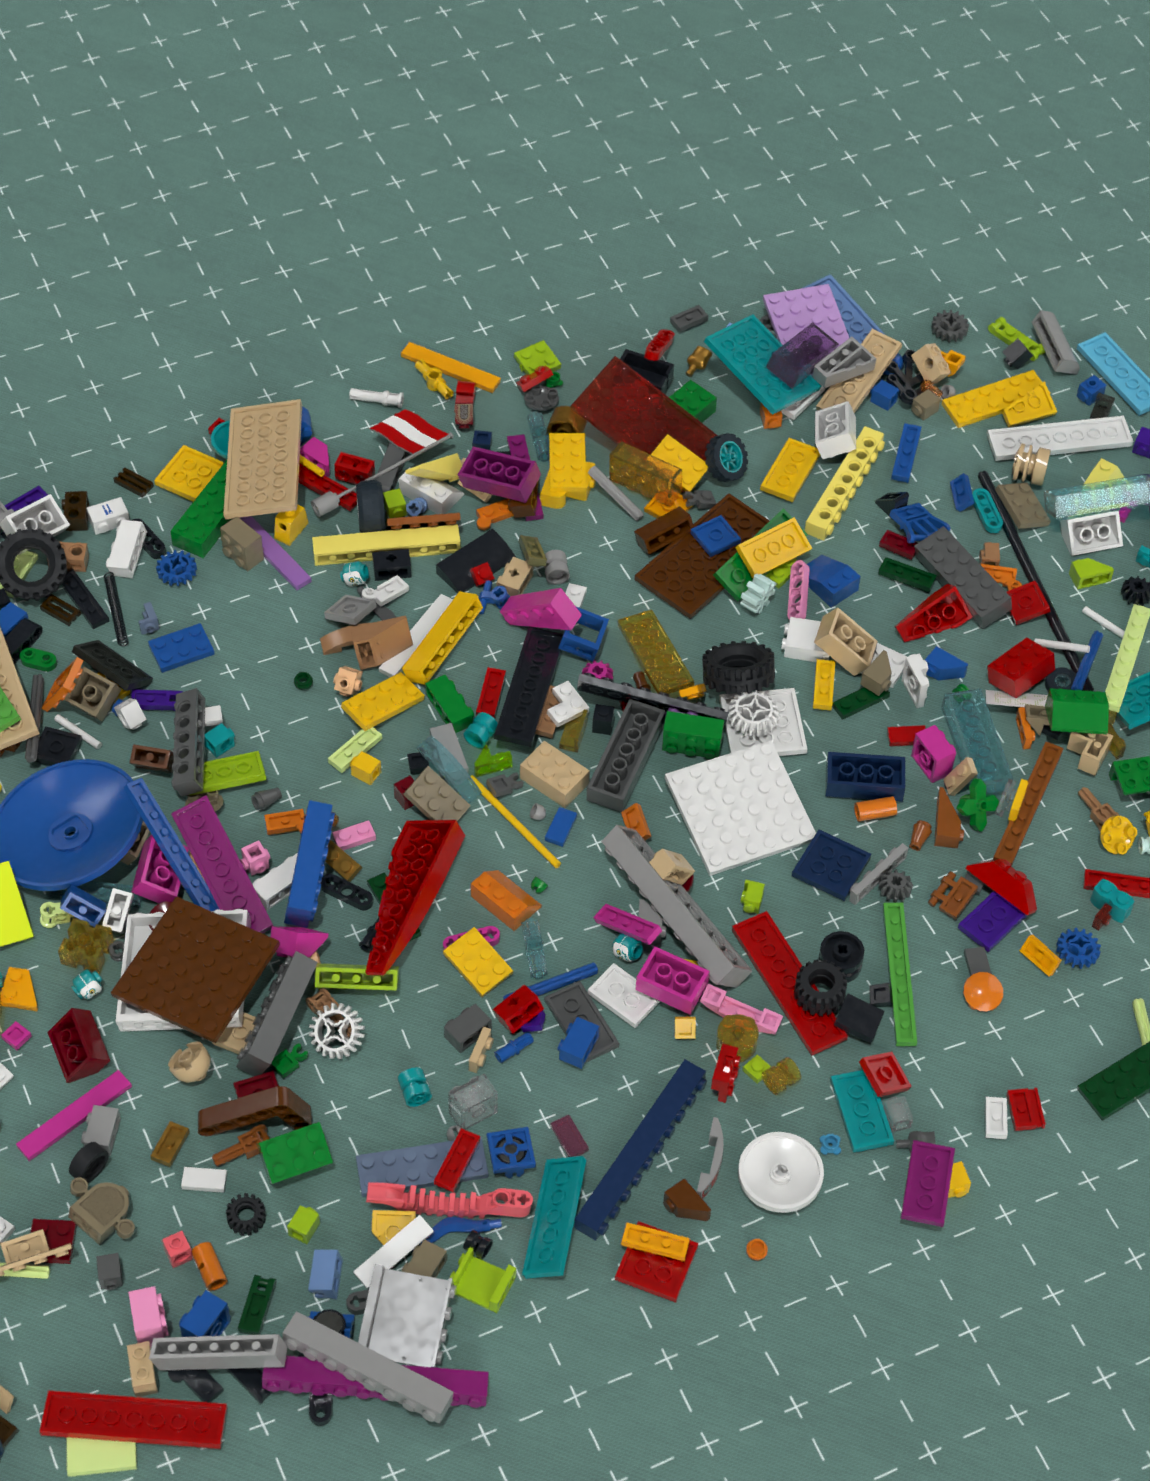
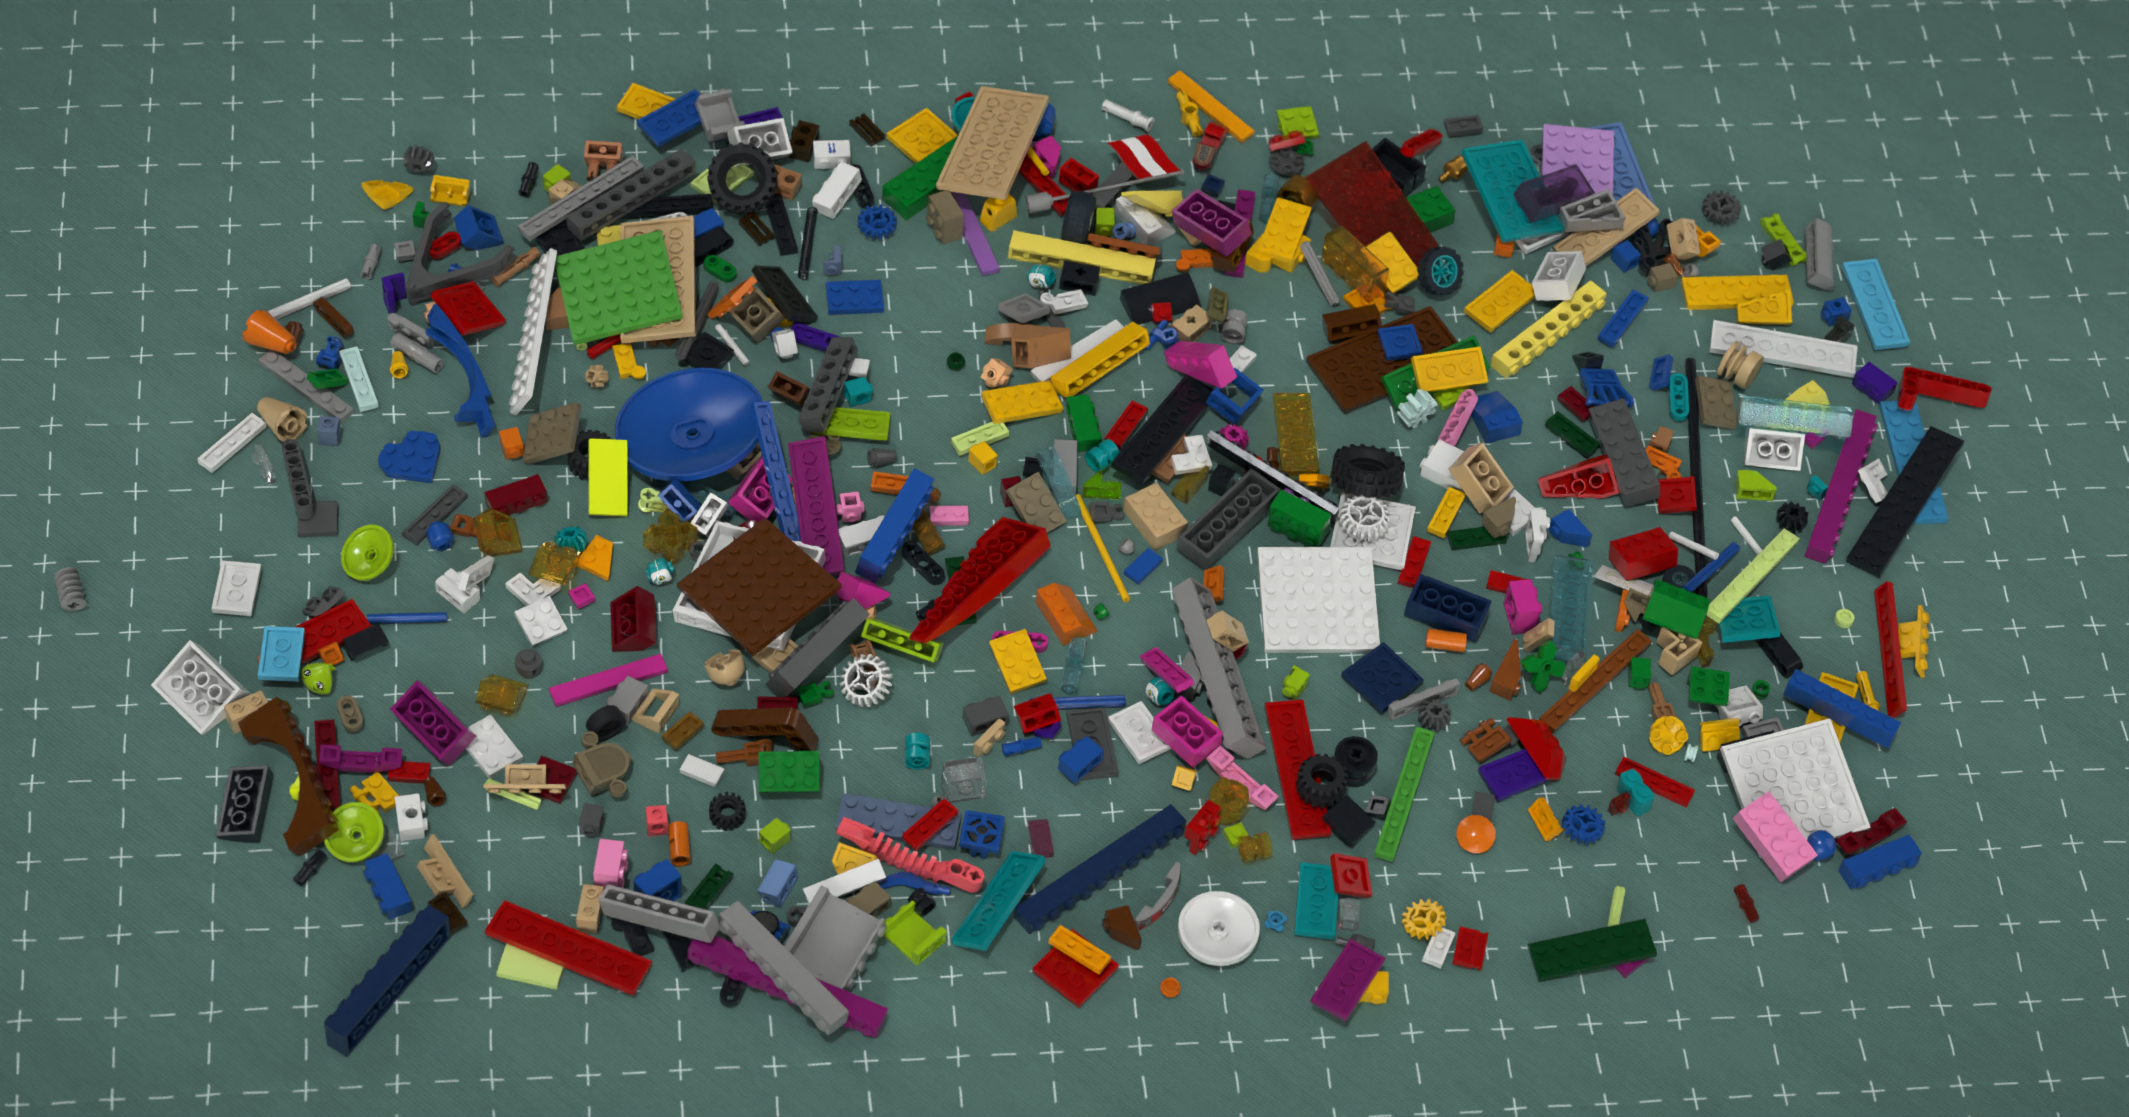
camera: 15 degrees right, 0 degrees up
(141, 1143) = (656, 723): none -> tan tile
(815, 742) = (1414, 561): none -> red plate
(971, 1094) = (1424, 919): none -> yellow gear
(1065, 783) = (1639, 673): none -> green brick

